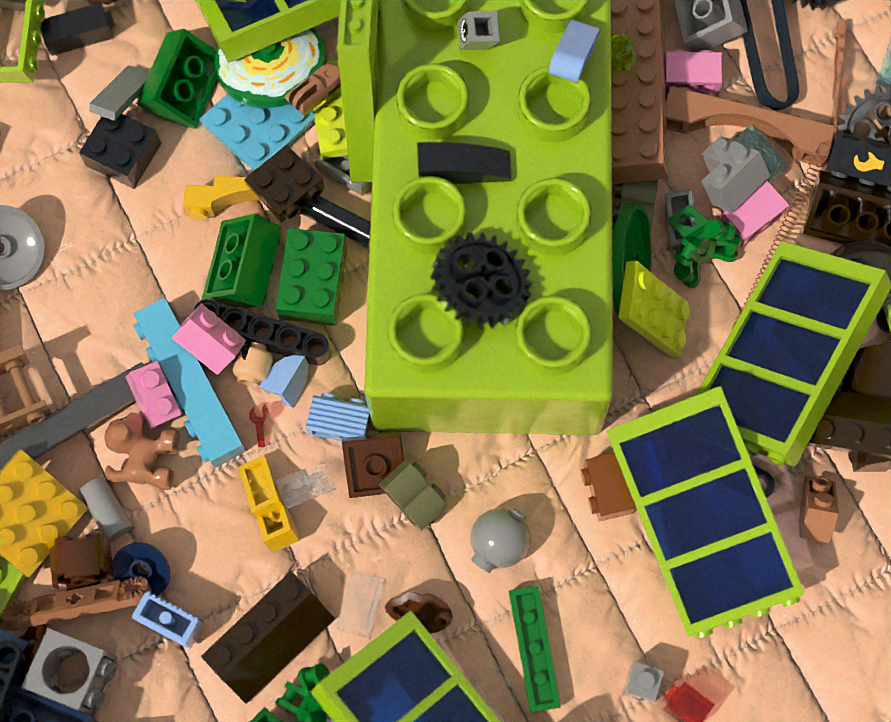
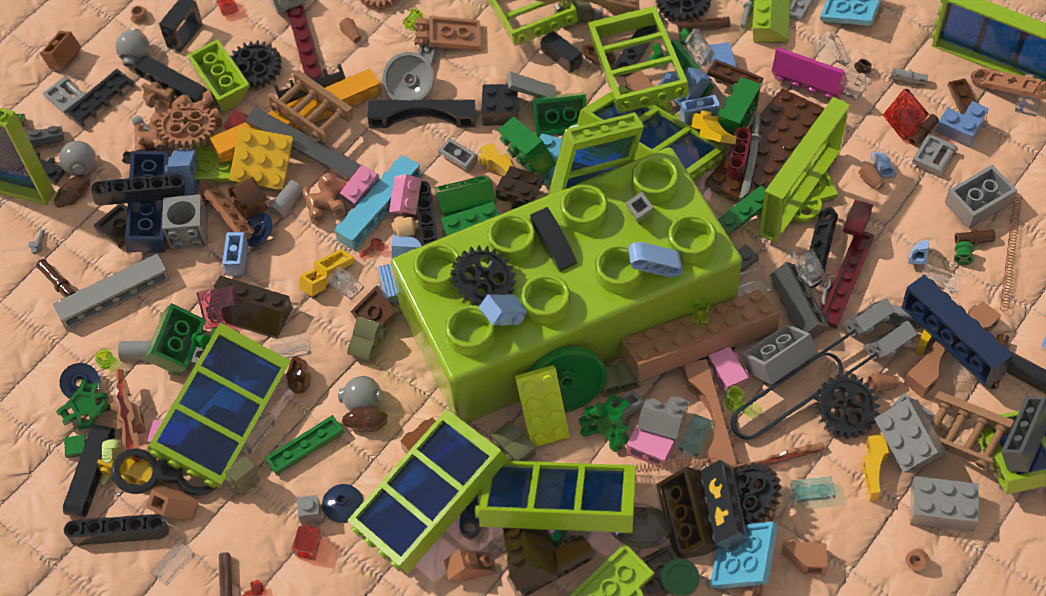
camera: 65 degrees right, 15 degrees down
(99, 208) = (388, 112): none -> black arch
(170, 240) = (459, 154): none -> light grey brick
(227, 143) = (526, 147): none -> green brick
(241, 684) = (212, 301): none -> clear pink plate
(540, 549) = (365, 419): none -> reddish brown arm
(554, 275) = (503, 309): none -> light blue brick
(631, 645) = (343, 510): none -> dark blue dish
(669, 377) = (513, 443): none -> olive brick
(729, 79) = (734, 392): none -> clear neon green bush

